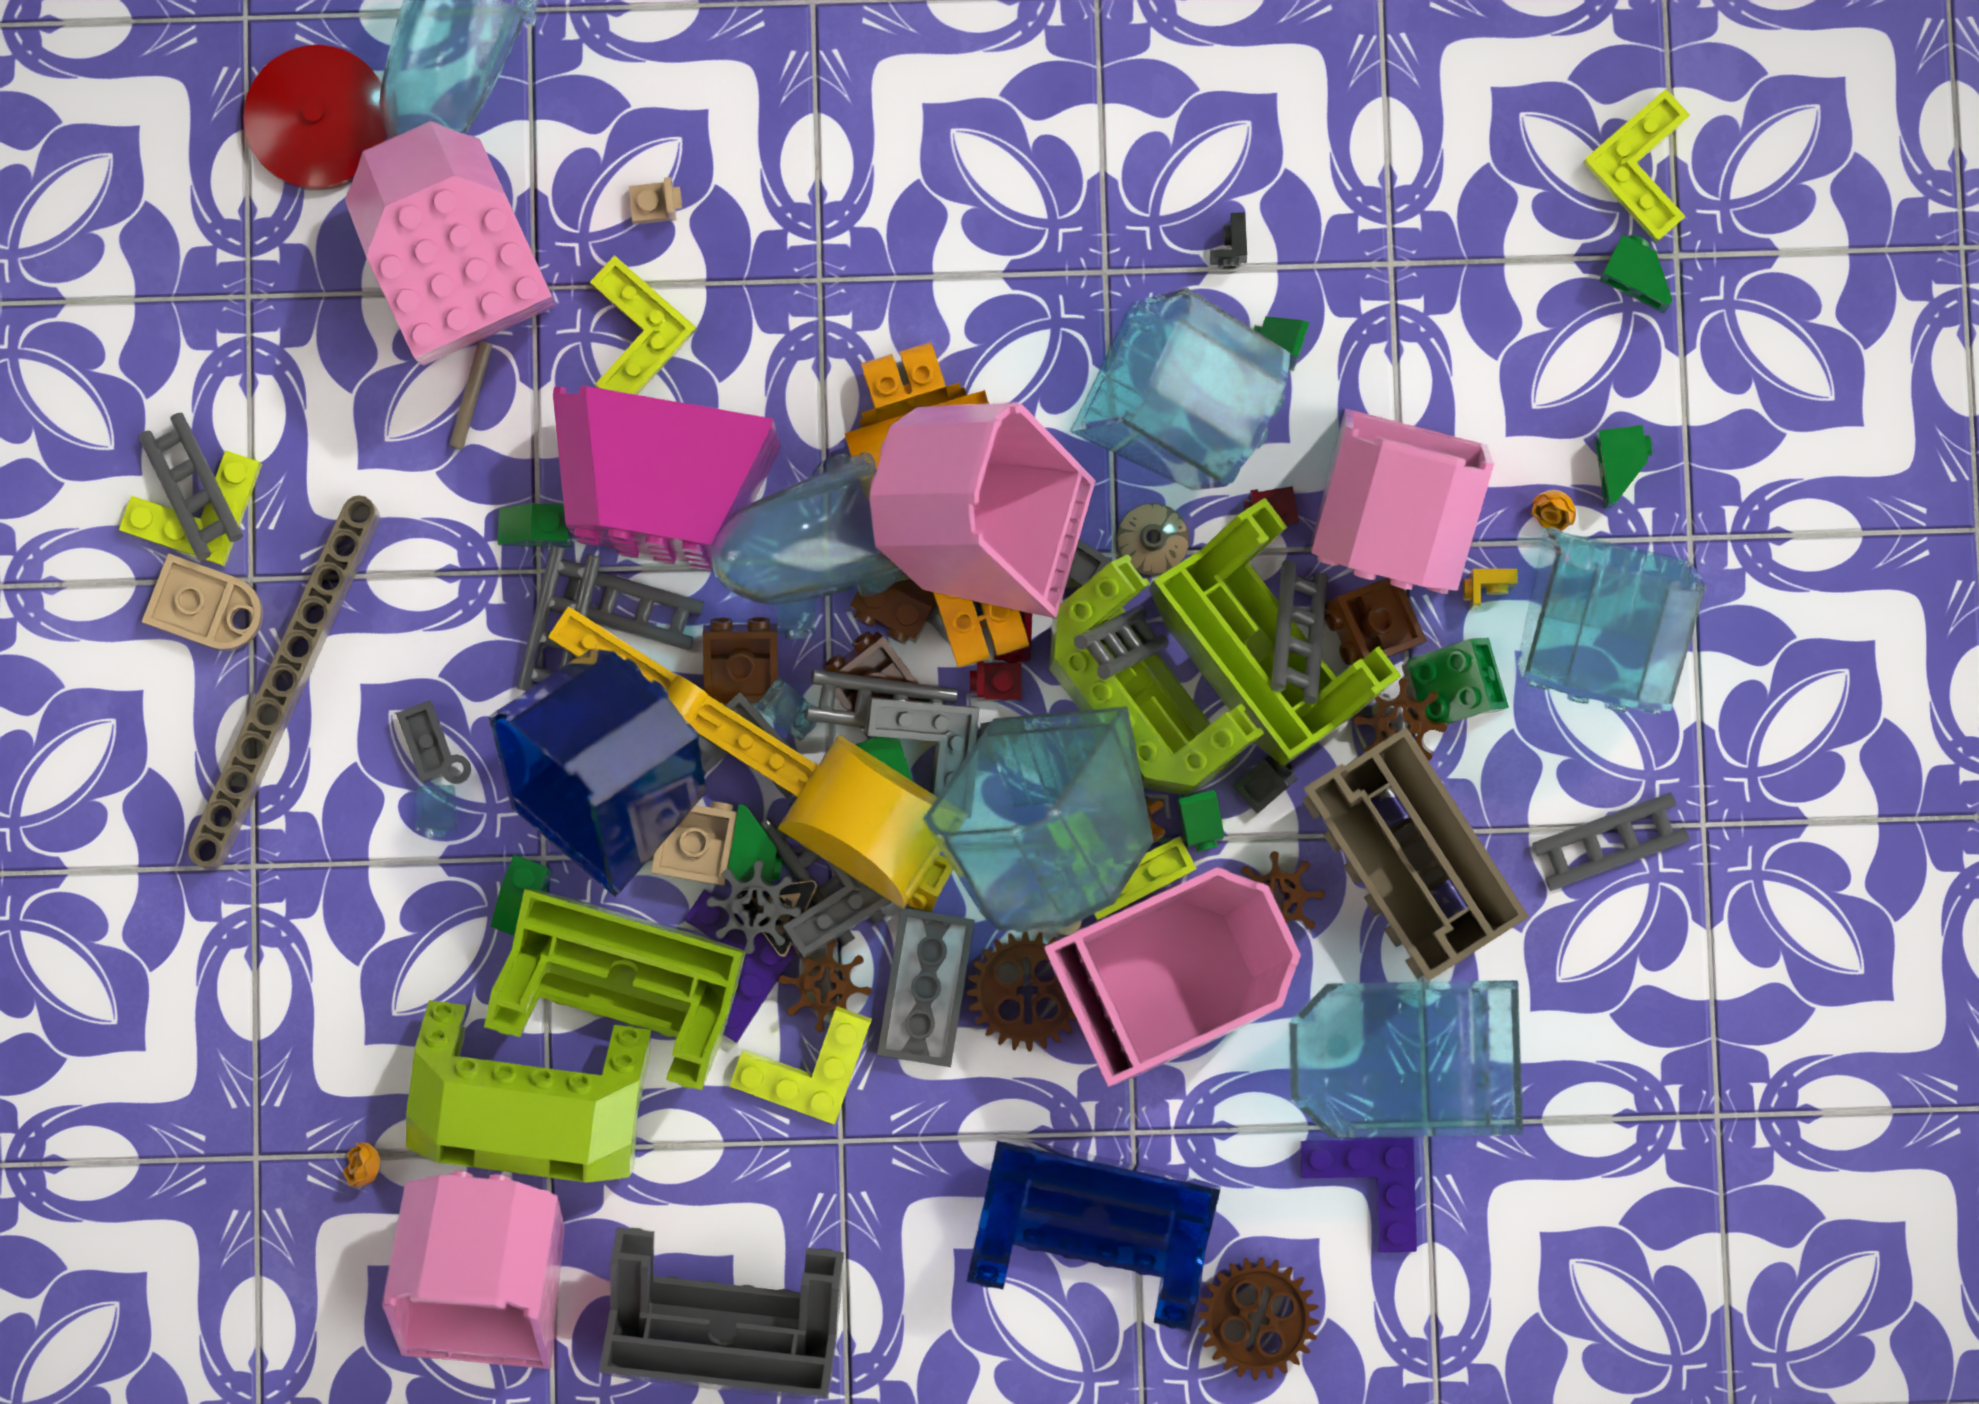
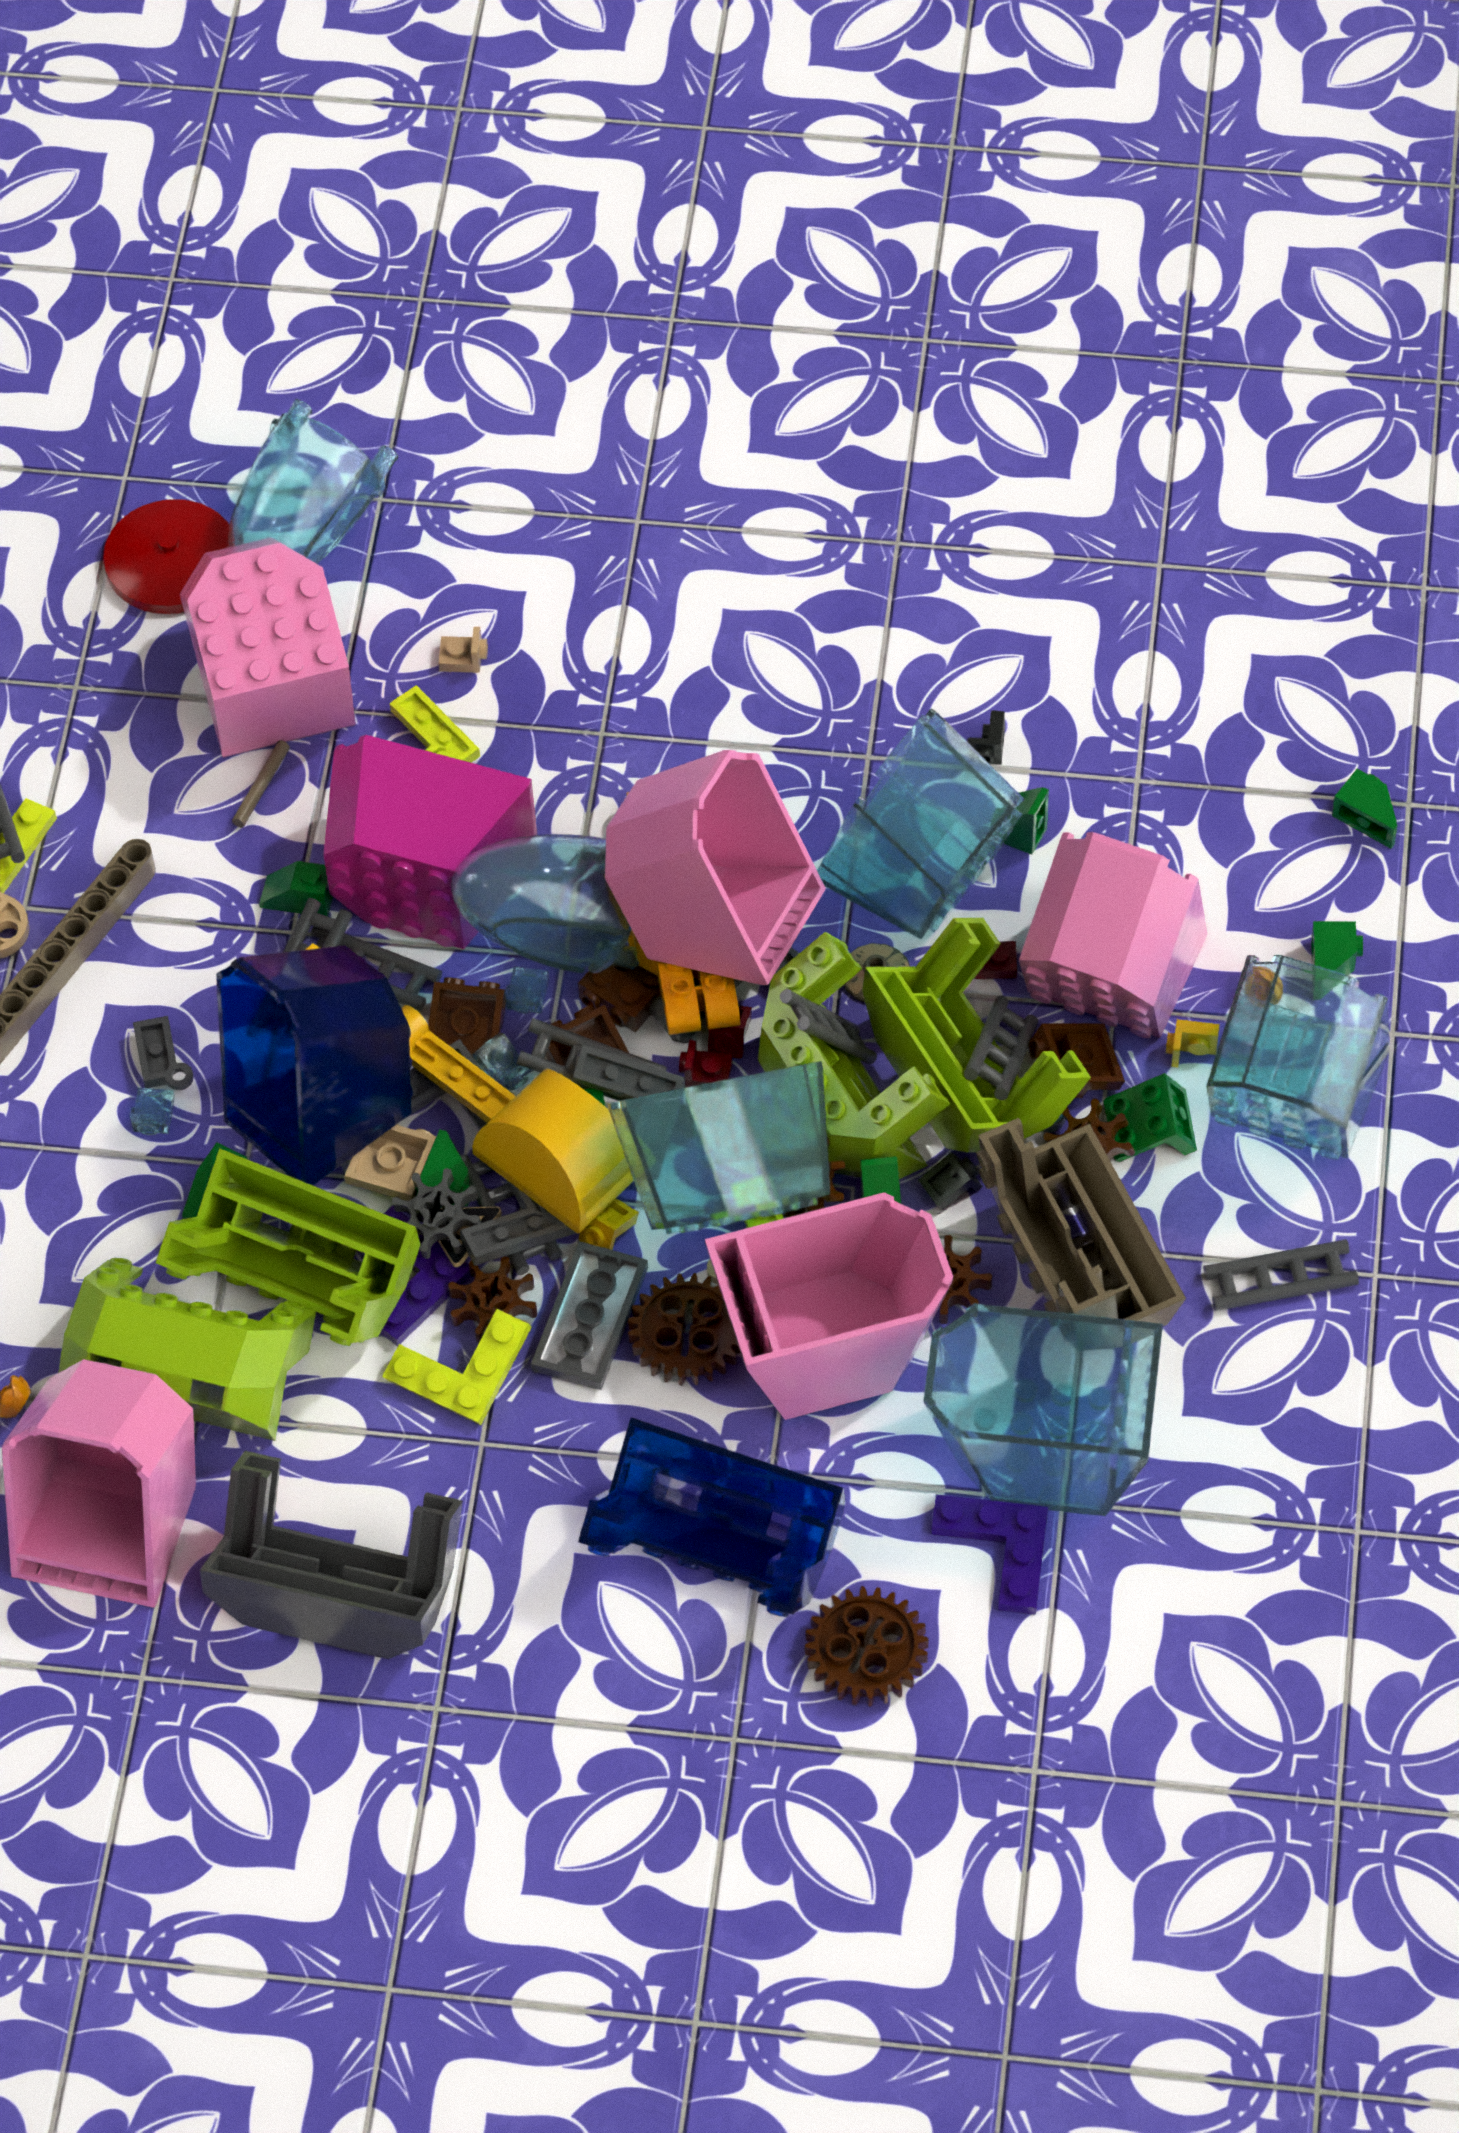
camera: 10 degrees right, 25 degrees down
(1617, 167) = (1363, 719): neon yellow plate -> none

